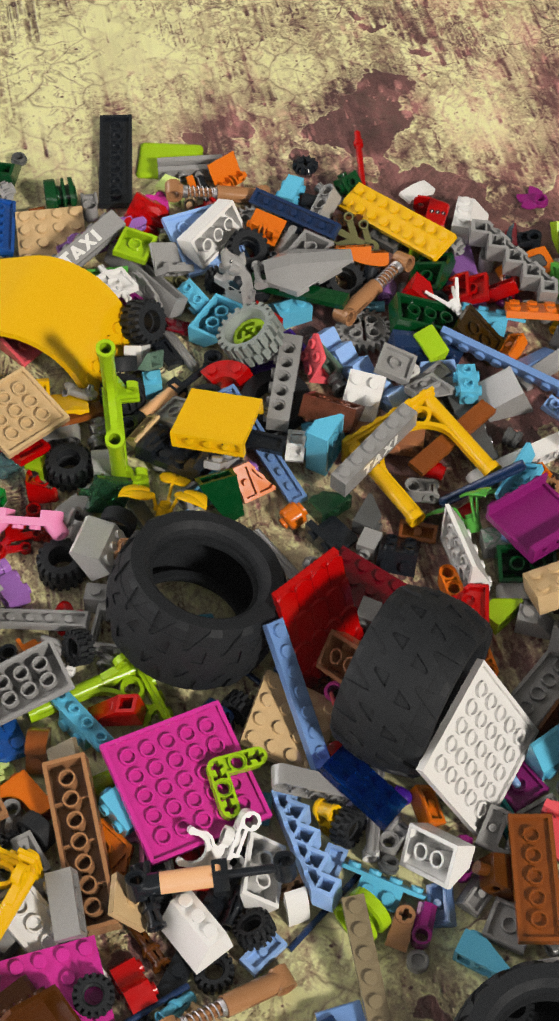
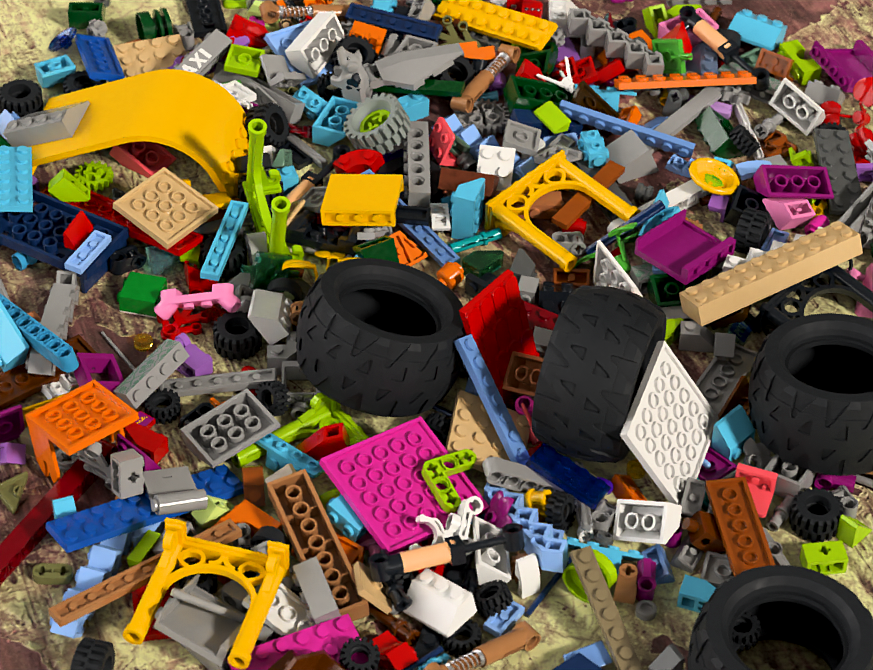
camera: 10 degrees left, 10 degrees down
(68, 454) = (224, 240): none -> medium azure plate
(85, 394) = (228, 191): light grey piece -> none
(277, 827) = (499, 510): none -> magenta plate
(316, 479) = (482, 238): none -> teal pin
(373, 449) = (518, 206): light grey brick -> none

